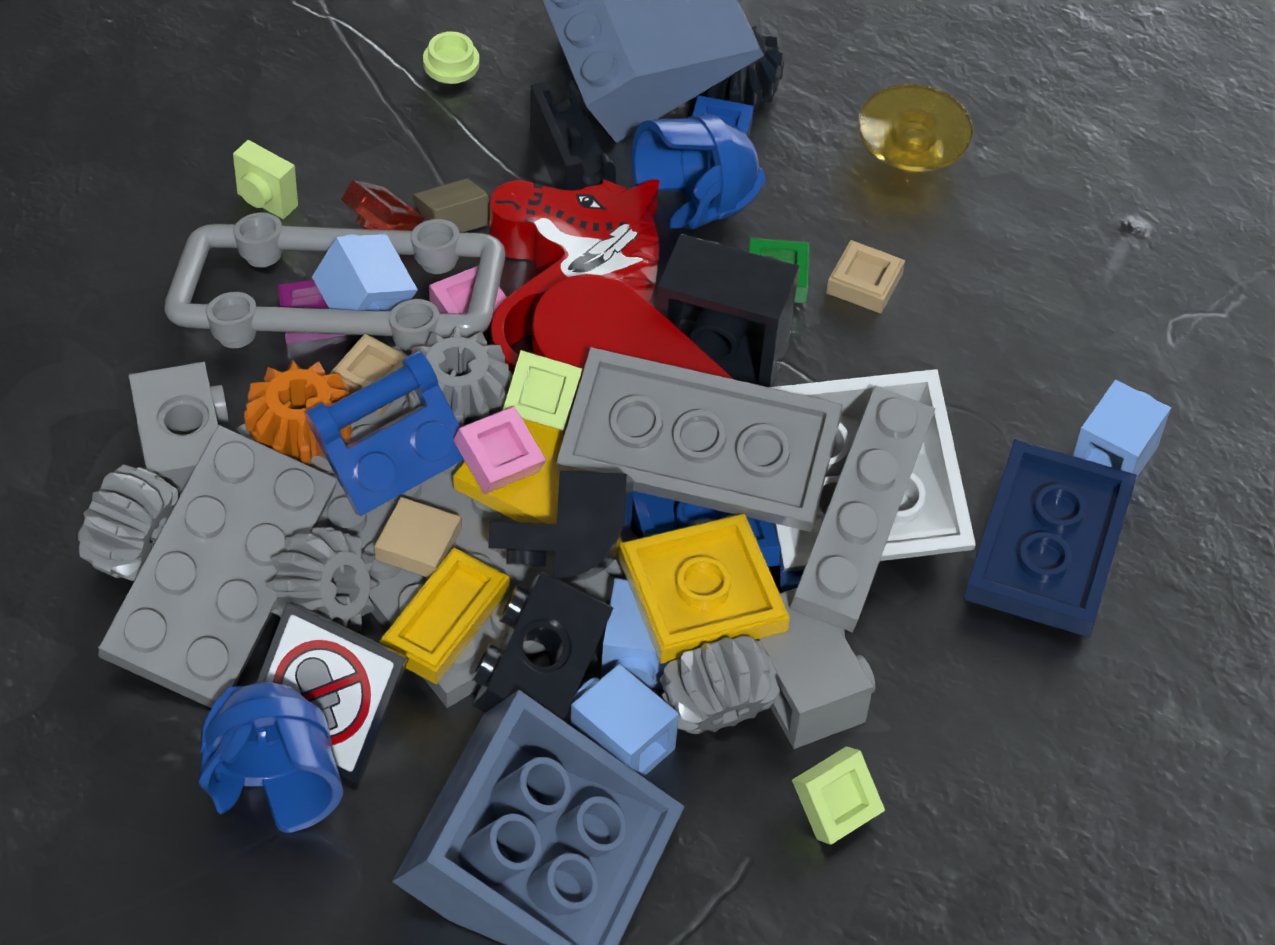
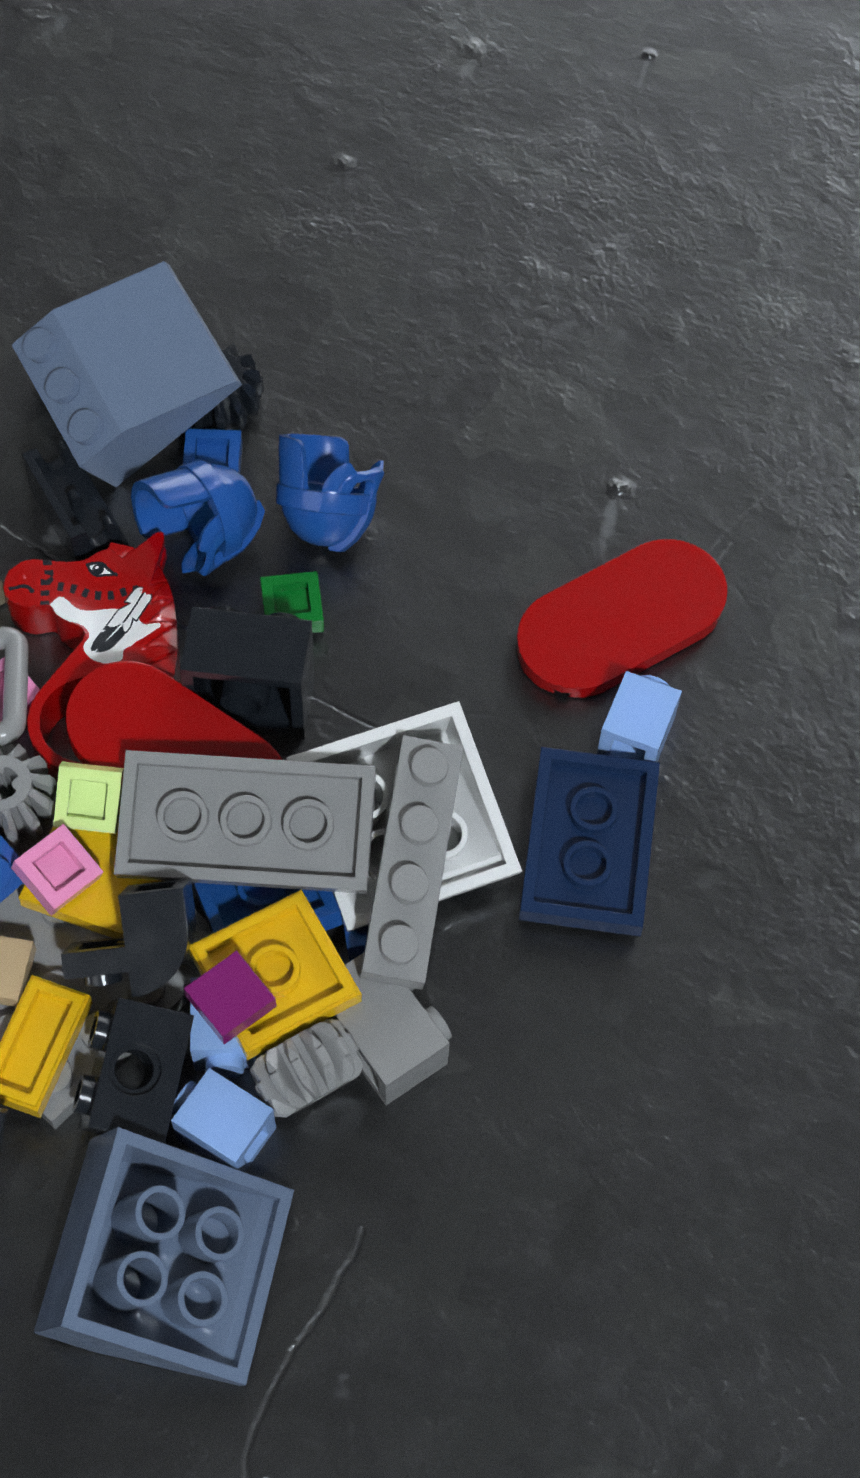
camera: 10 degrees left, 10 degrees up
(655, 592) = (230, 997): none -> magenta tile
(823, 171) = (320, 490): none -> blue helmet
(838, 795) = (434, 1154): yellowish green plate -> none
(865, 276) = (376, 592): tan tile -> none
(915, 127) = (400, 407): clear yellow dish -> none
(1132, 332) = (621, 617): none -> red tile

